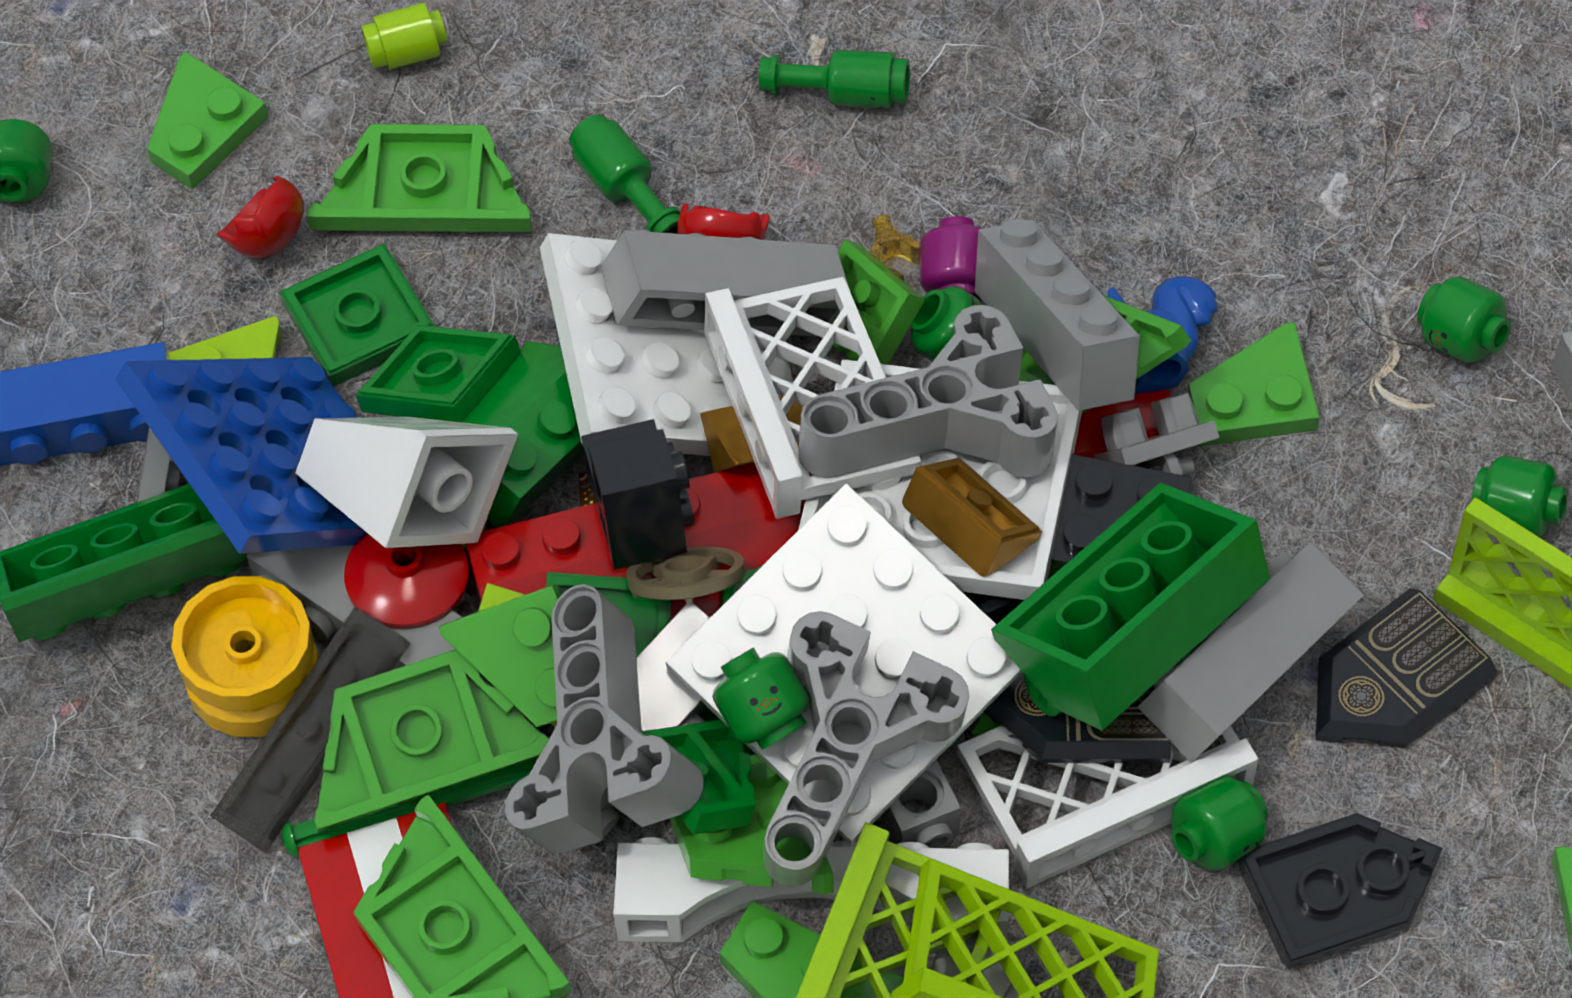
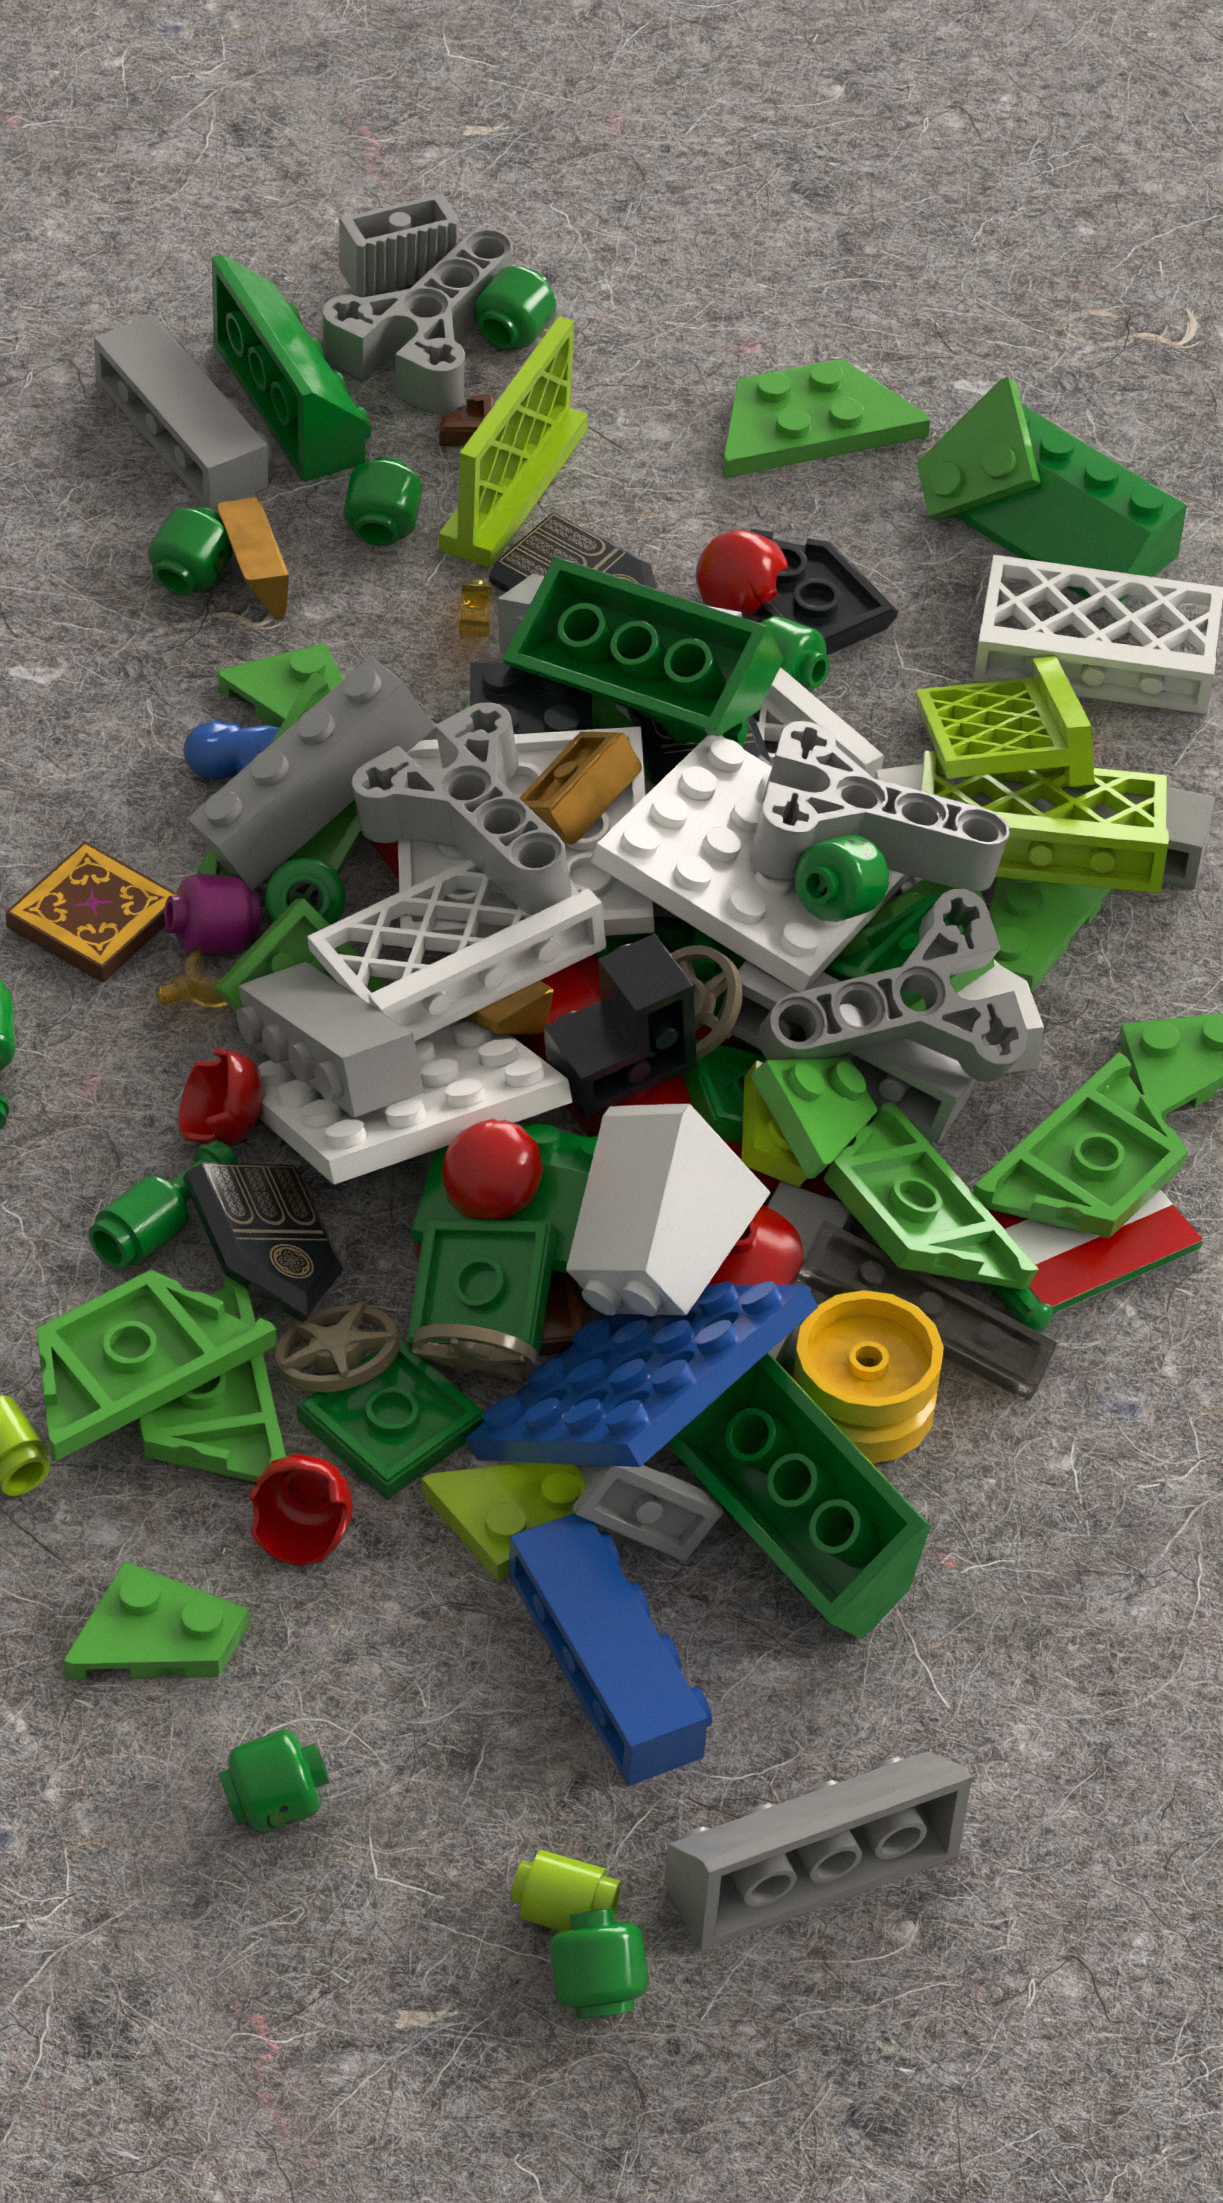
camera: 110 degrees left, 10 degrees down
(368, 350) = (475, 1351): none -> dark tan wheel
(432, 278) = (337, 1348): none -> dark tan wheel
(442, 116) = (135, 1355): none -> bright green wing
(512, 244) = (266, 1230): none -> black tile
(517, 364) = (492, 1170): none -> red hair
(1000, 179) = (91, 911): none -> tile
(1357, 805) = (739, 571): none -> red hair
(1362, 562) = (475, 609): none -> clear yellow piece
(1445, 368) = (257, 552): none -> pearl gold slope

